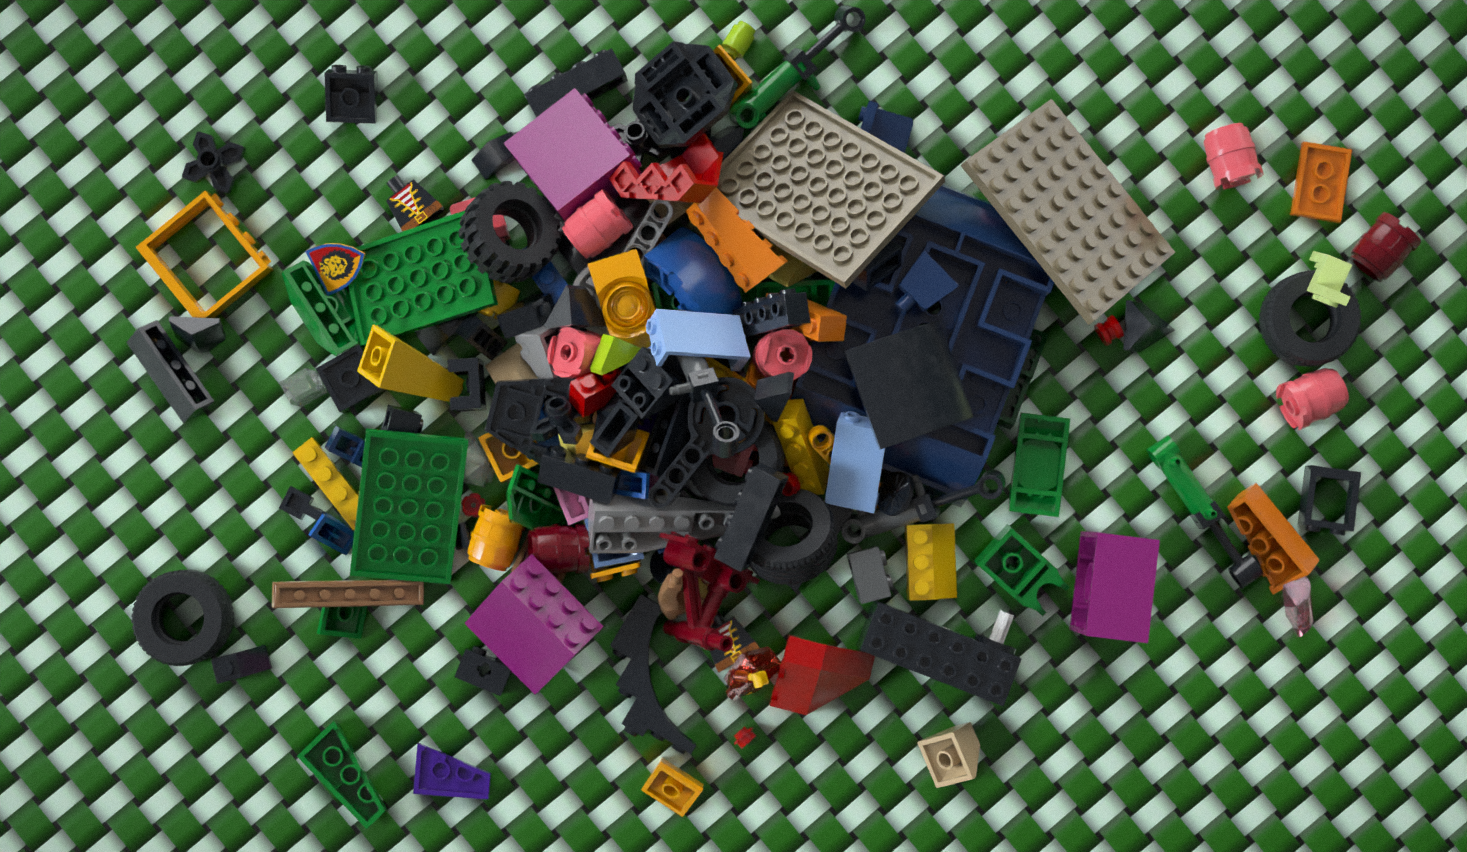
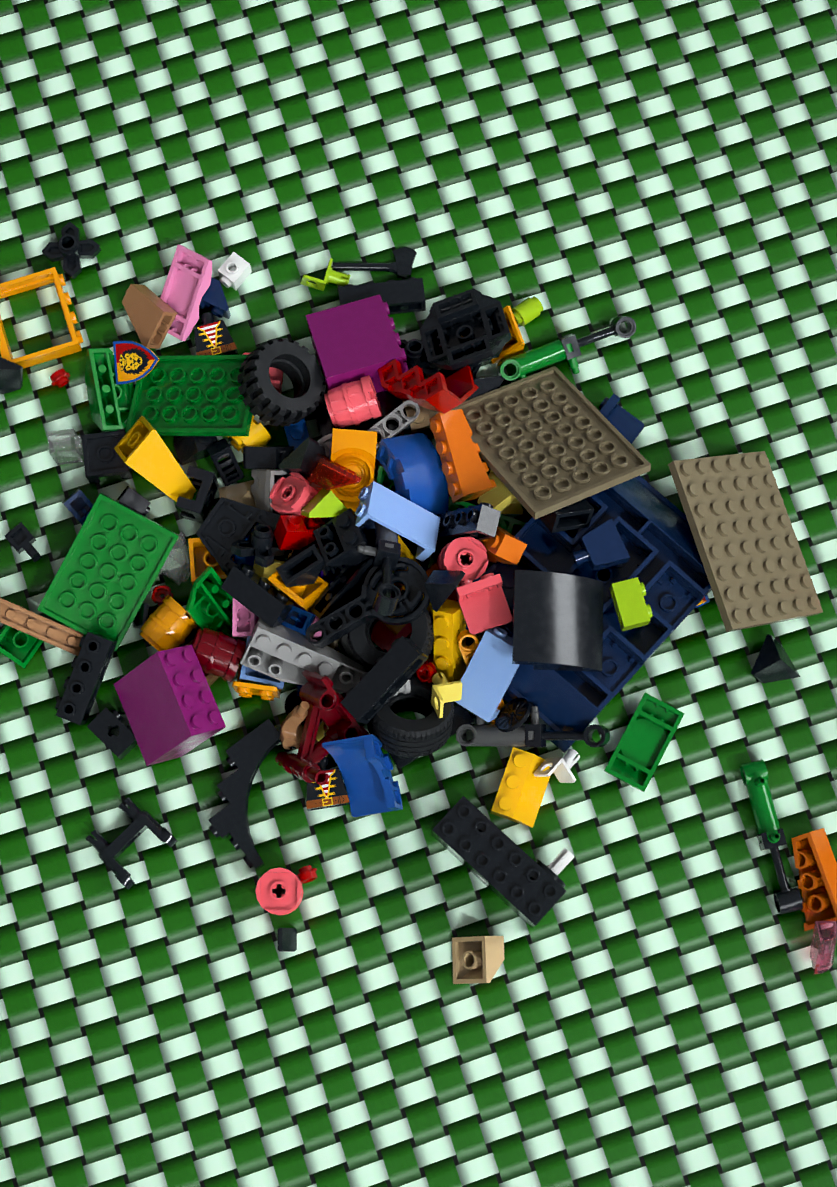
camera: 25 degrees right, 10 degrees down
(263, 311) = (60, 378): none -> red plate
(329, 204) = (148, 314): none -> medium nougat slope
(329, 479) = (53, 527): yellow plate -> none
(333, 533) = (37, 572): blue slope -> none
(351, 94) = (203, 235): black plate -> none
(358, 167) = (184, 289): none -> bright pink slope
(386, 154) = (215, 300): none -> dark blue slope
(402, 118) = (234, 271): none -> white brick
(431, 626) = (86, 678): none -> black brick
(448, 776) = (47, 809): dark purple wing -> none
(493, 156) = (293, 327): black slope -> none
(509, 83) = (330, 276): none -> lime bracket
(550, 751) = (111, 851): none -> black connector
(583, 40) = (402, 266): none -> black piece
(608, 318) = (330, 474): none -> clear red slope
(672, 787) = (229, 892): light orange slope -> none
(733, 757) = (288, 901): none -> coral piece
(750, 811) = (287, 939): none -> black slope
(751, 672) = (337, 819): clear red torso -> none
(767, 614) = (366, 775): none -> blue panel
(816, 501) = (444, 692): none -> light yellow bracket
(817, 674) = (389, 841): red panel -> none
(824, 394) = (483, 603): none -> coral bracket
(869, 574) = (465, 775): dark grey brick -> none
(962, 526) = (560, 767): none -> white bracket
(977, 334) = (630, 603): none -> lime brick
(1016, 395) = (654, 665): dark green slope -> none
(1025, 575) = (601, 828): green brick -> none
(1109, 330) = (744, 654): red wheel -> none
(1114, 586) = (669, 862): magenta piece -> none

